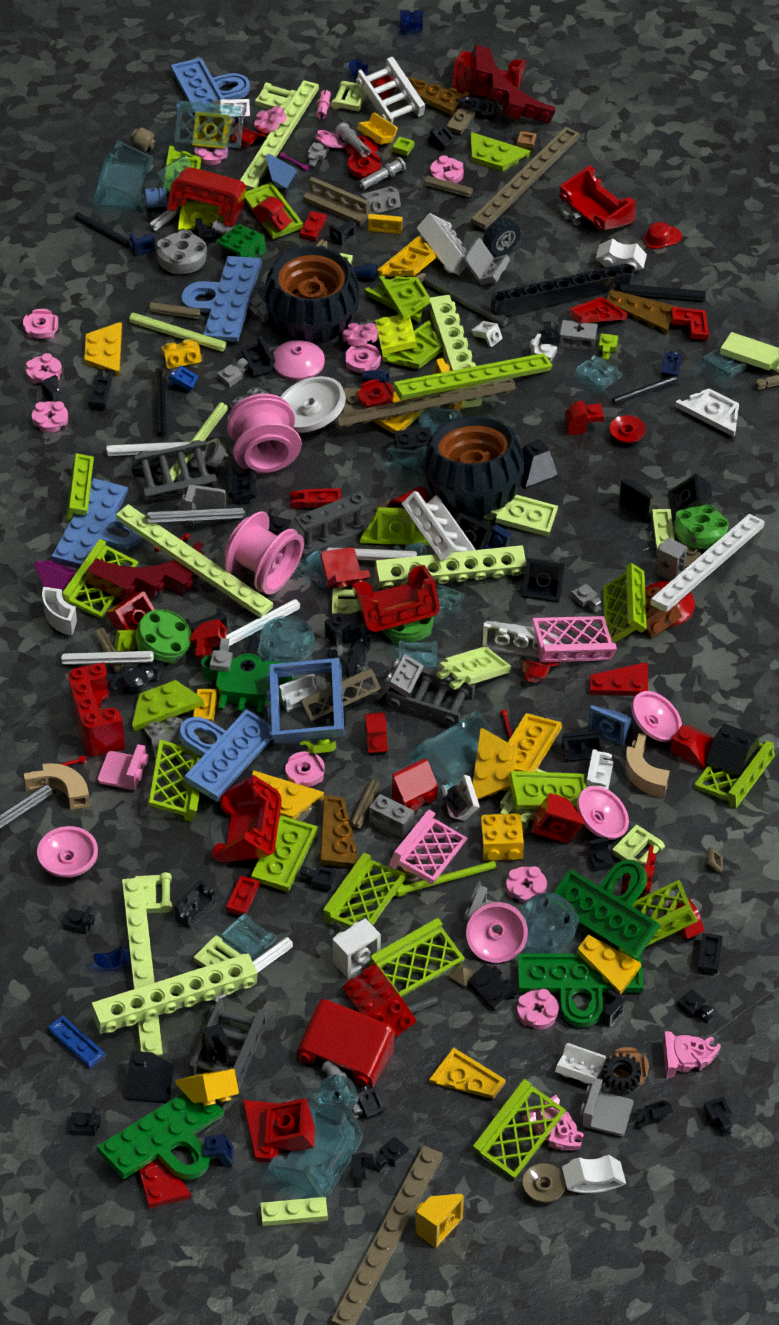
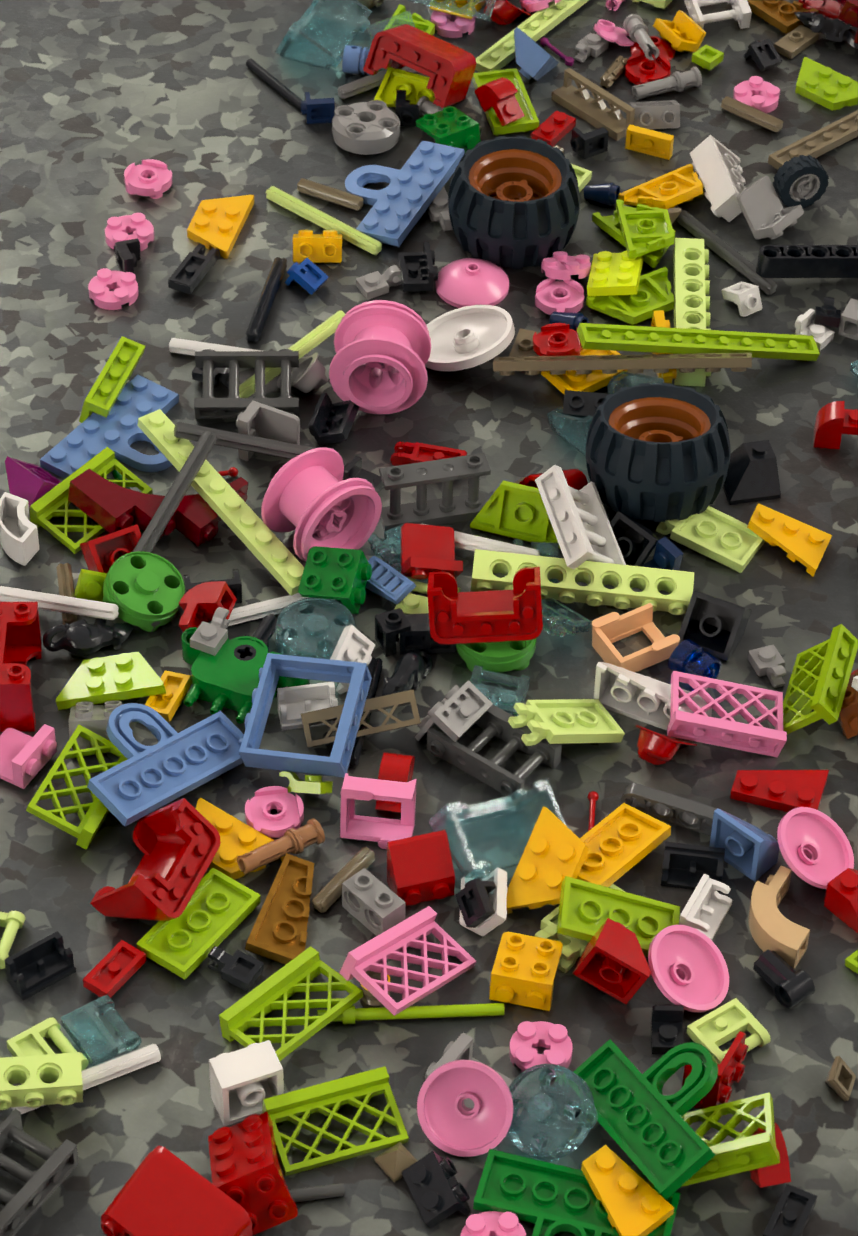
camera: 15 degrees right, 5 degrees down
(162, 563) = (176, 492): none -> dark grey axle
(288, 598) = (336, 576): none -> green bracket
(310, 588) = (386, 579): none -> medium blue slope
(318, 649) = (352, 647): none -> white bracket
(324, 787) = (292, 842): none -> medium nougat pin
(340, 170) = (613, 72): none -> dark tan axle
(380, 765) = (374, 828): none -> bright pink piece
(481, 593) = (615, 627): none -> light nougat piece
(539, 608) = (692, 659): none -> clear blue wheel
(539, 708) = (639, 795): none -> dark grey beam
(580, 505) = (793, 536): none -> yellow wing
(665, 808) = (788, 985): none -> black piece

